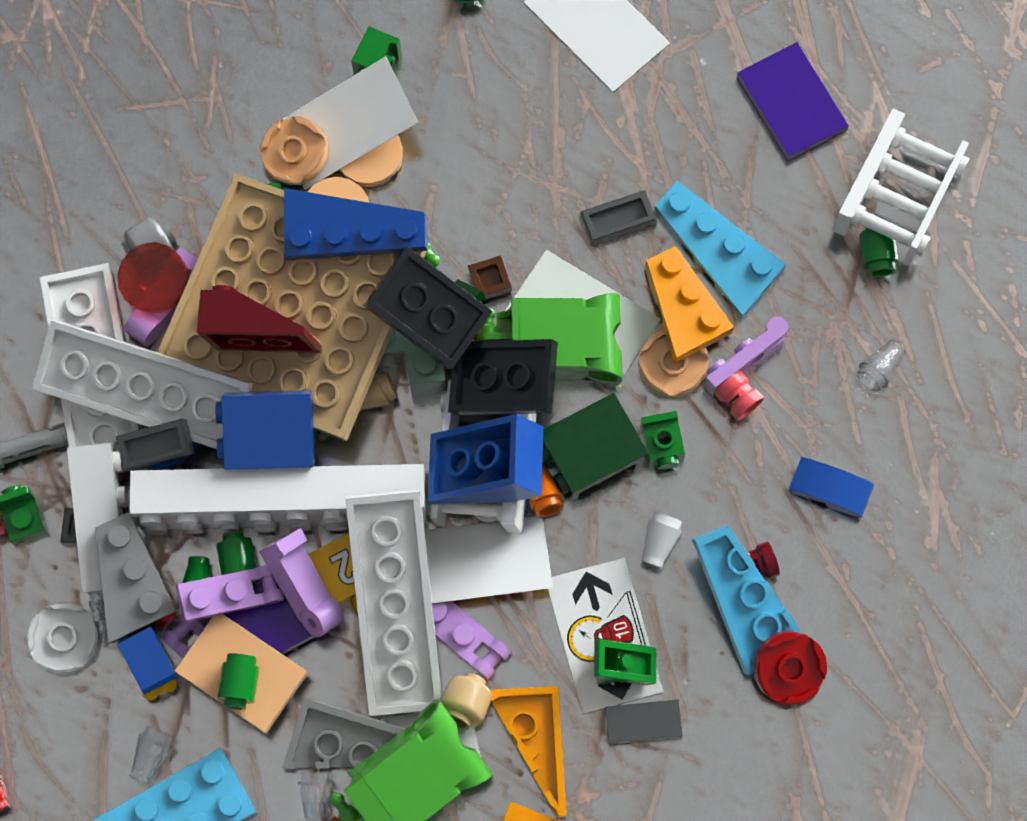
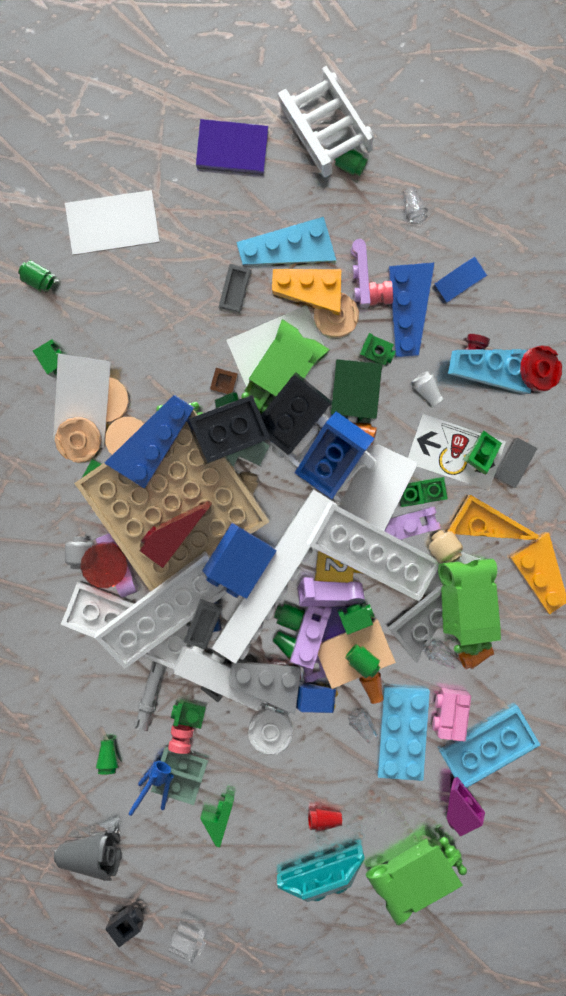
camera: 55 degrees left, 15 degrees up
(213, 729) = (373, 687): none -> orange cone
(291, 638) = (356, 617): none -> green brick
(521, 626) = (424, 492): none -> green slope
(761, 438) = (410, 300): none -> blue wing

